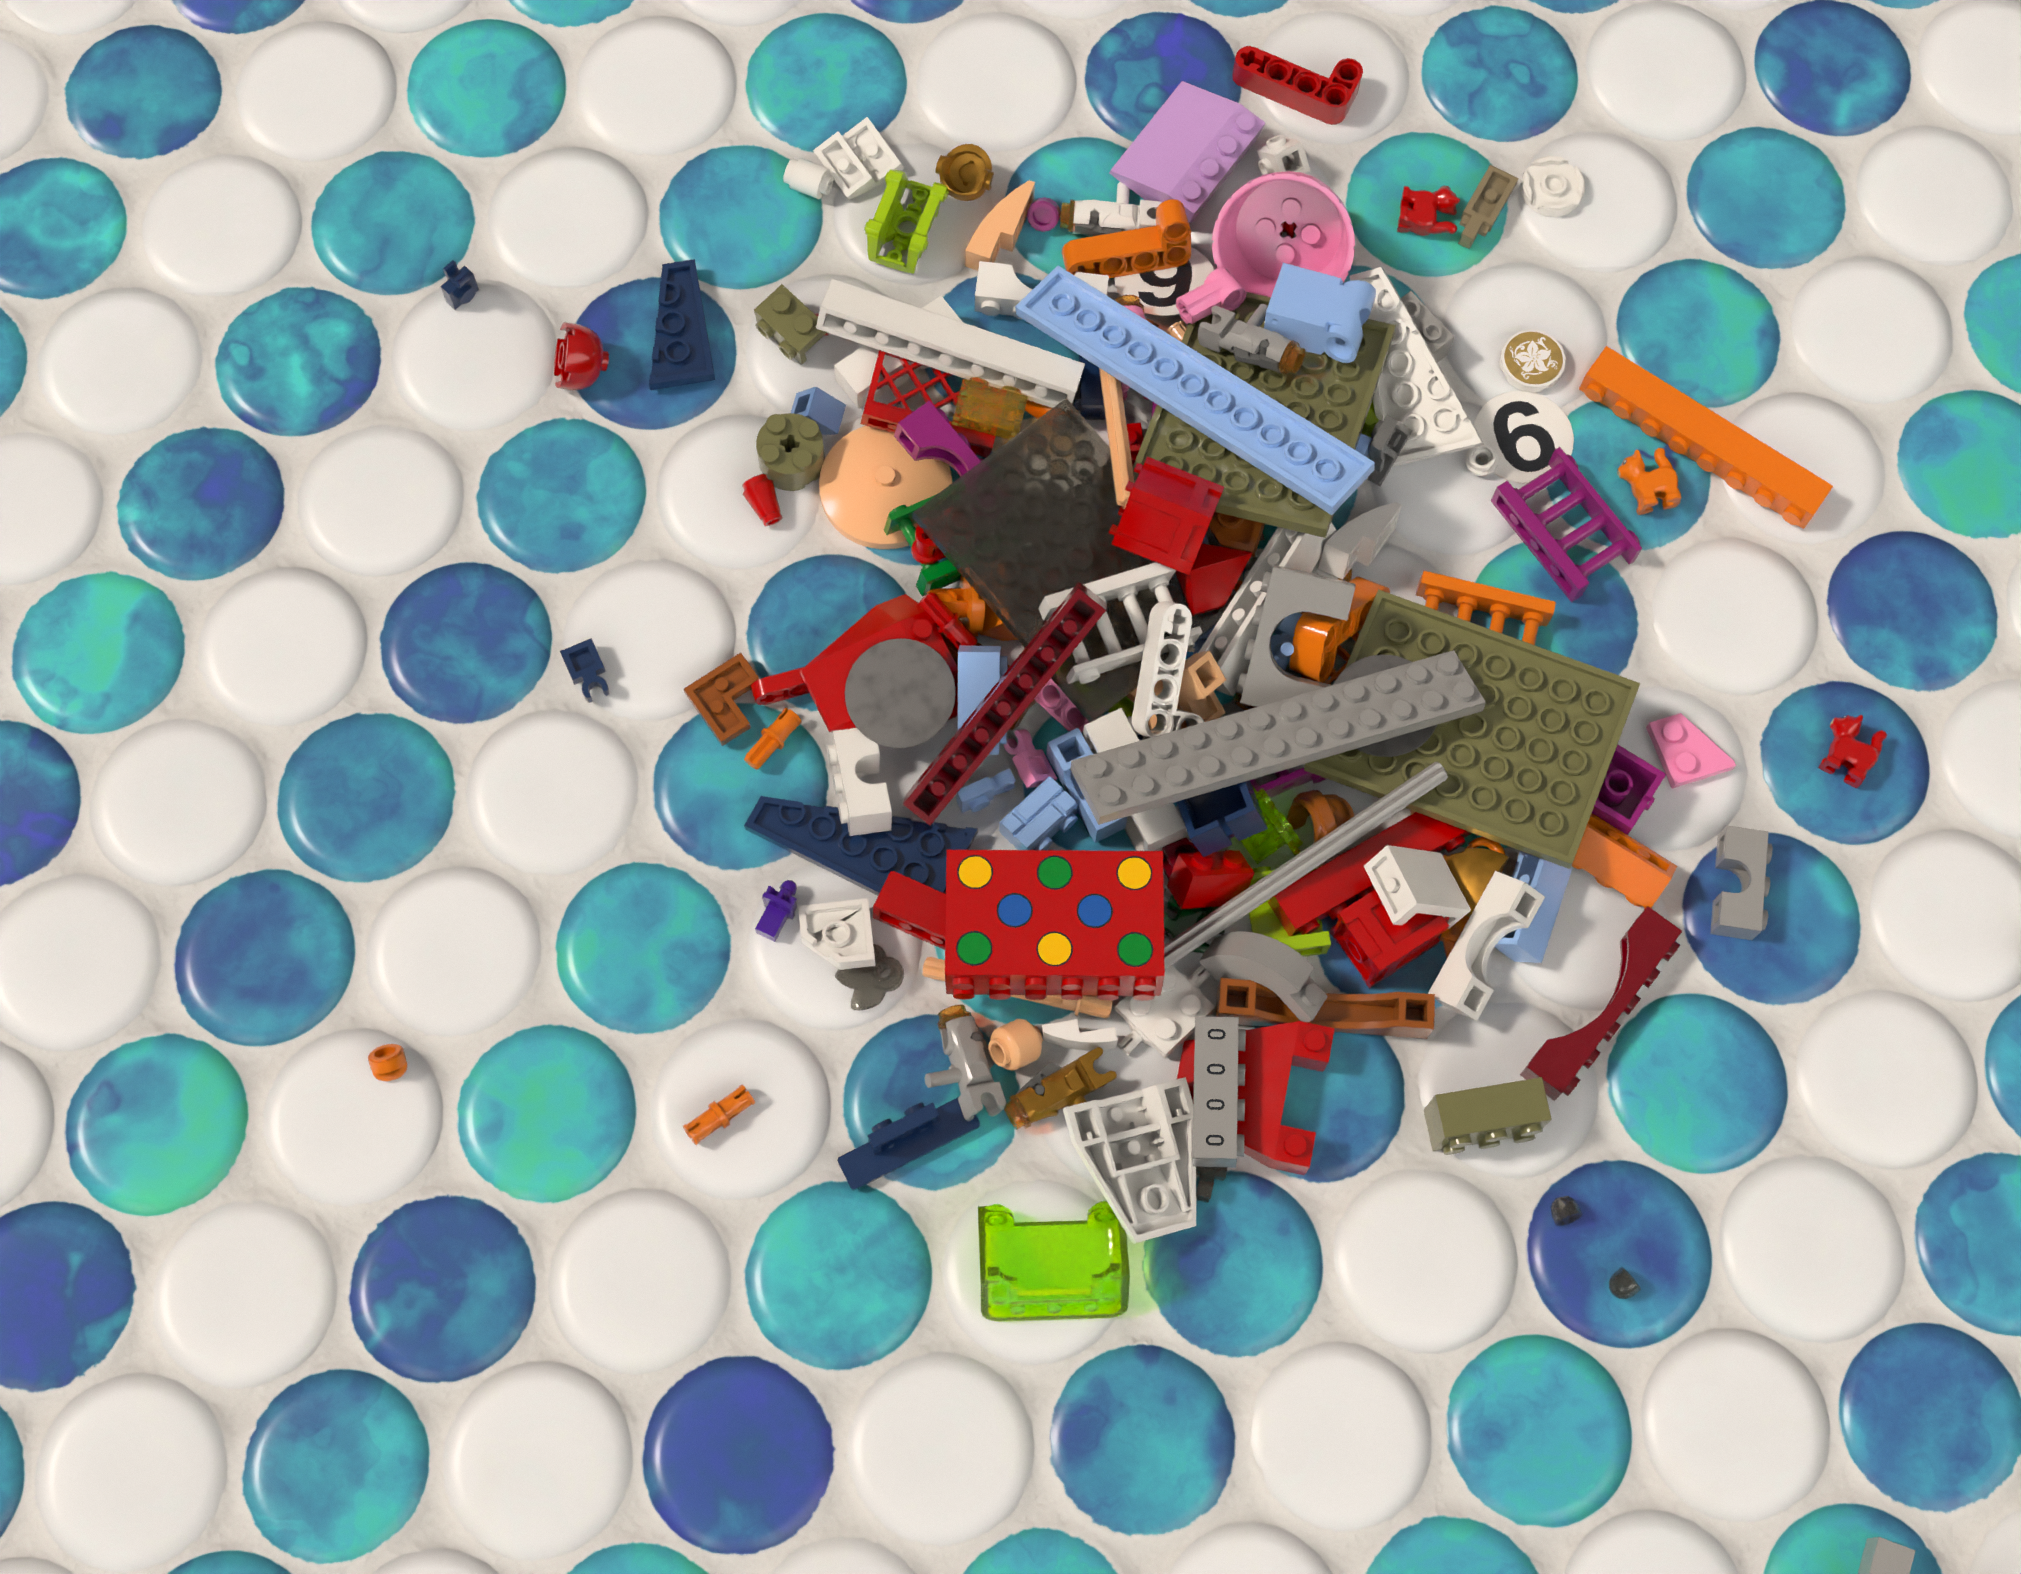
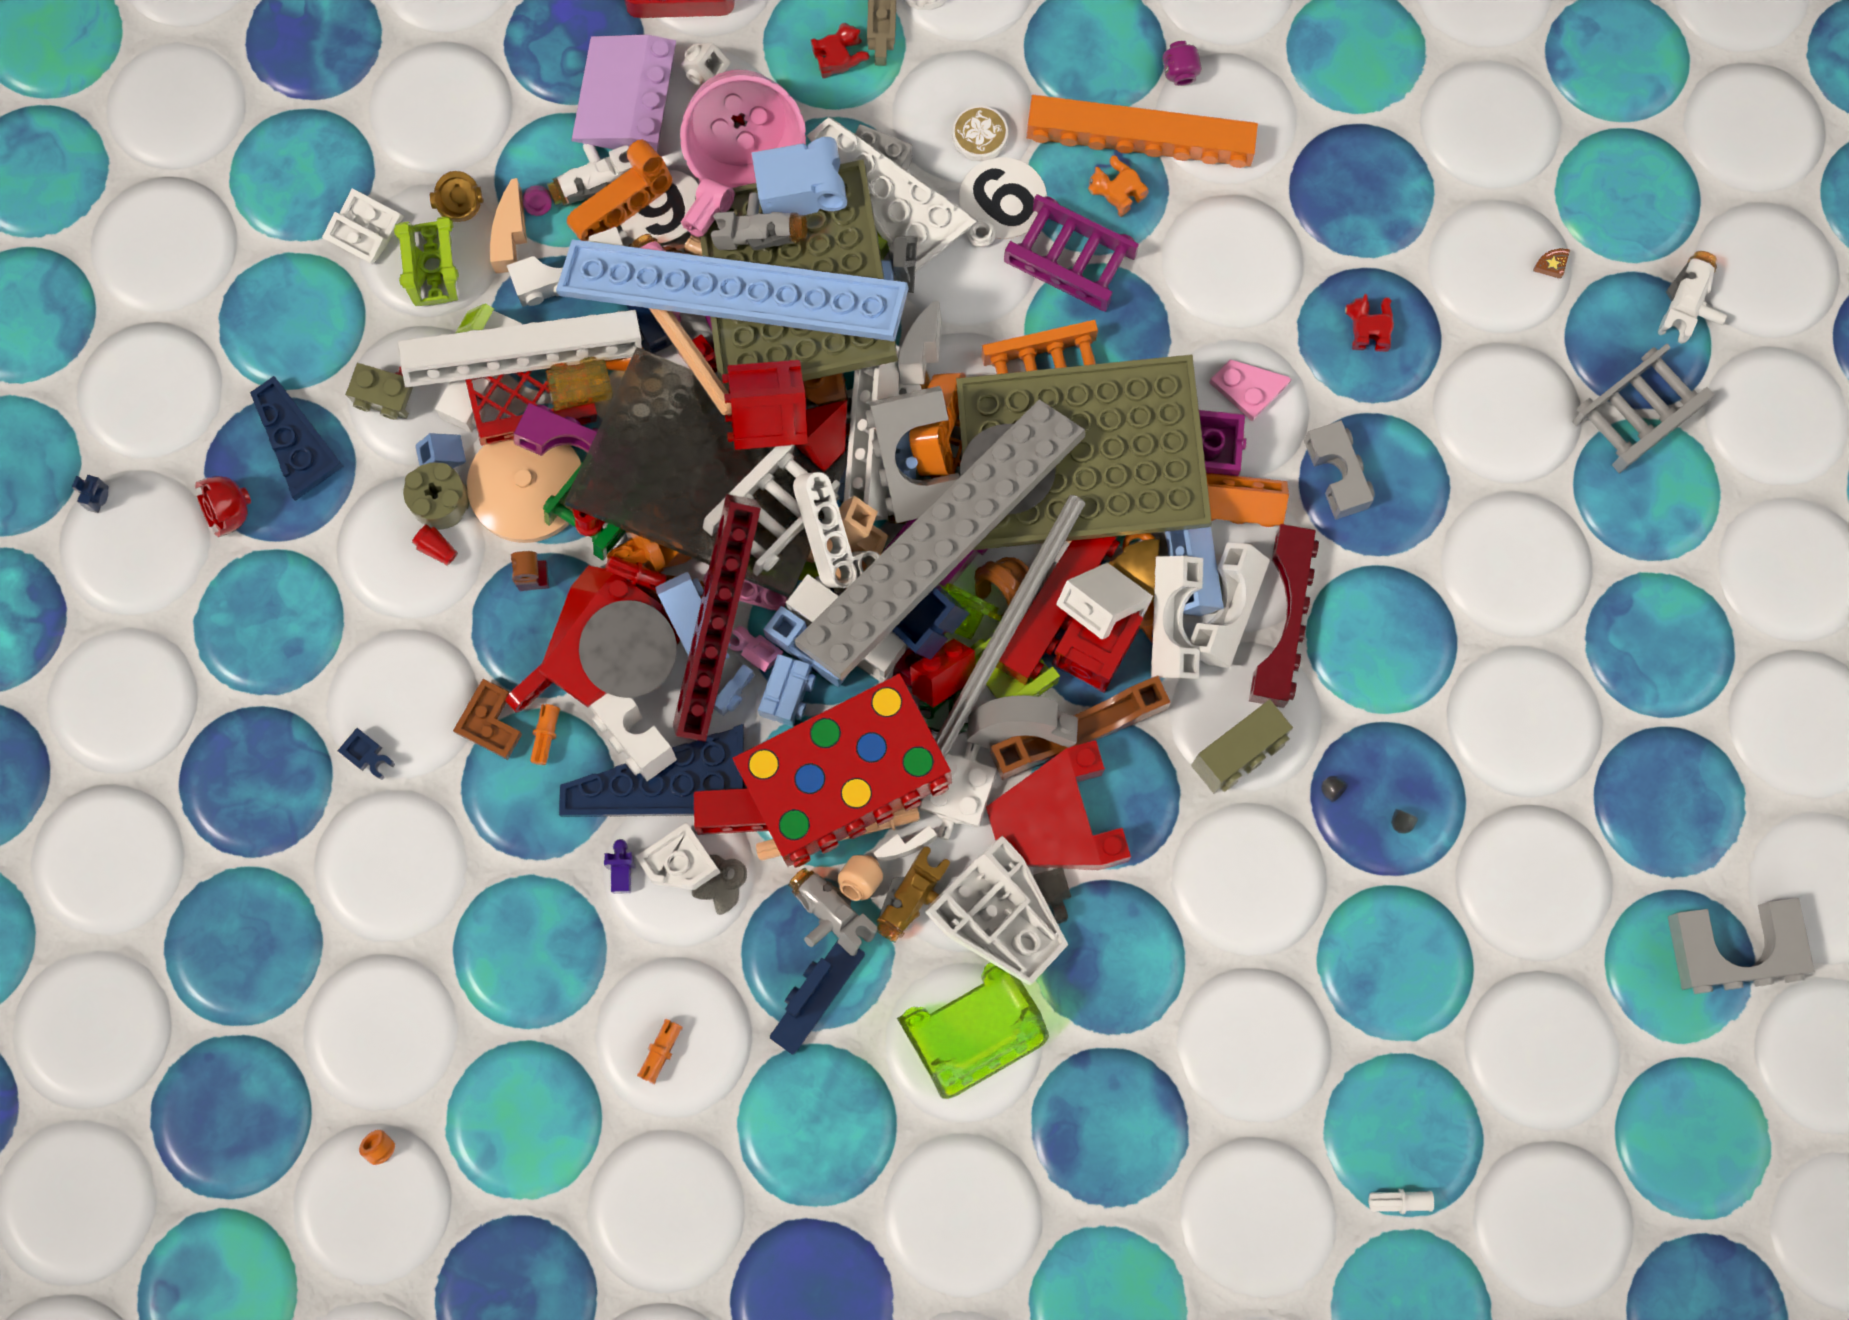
camera: 25 degrees left, 5 degrees up
(808, 178) = (331, 262): white brick -> none
(841, 570) = (528, 571): none -> dark orange leg
(923, 296) = (475, 318): none -> lime tile
(1216, 1092) = (1032, 835): light grey brick -> none
(1579, 938) = (1242, 575): none -> white arch
(1782, 389) = (1181, 63): none -> magenta head

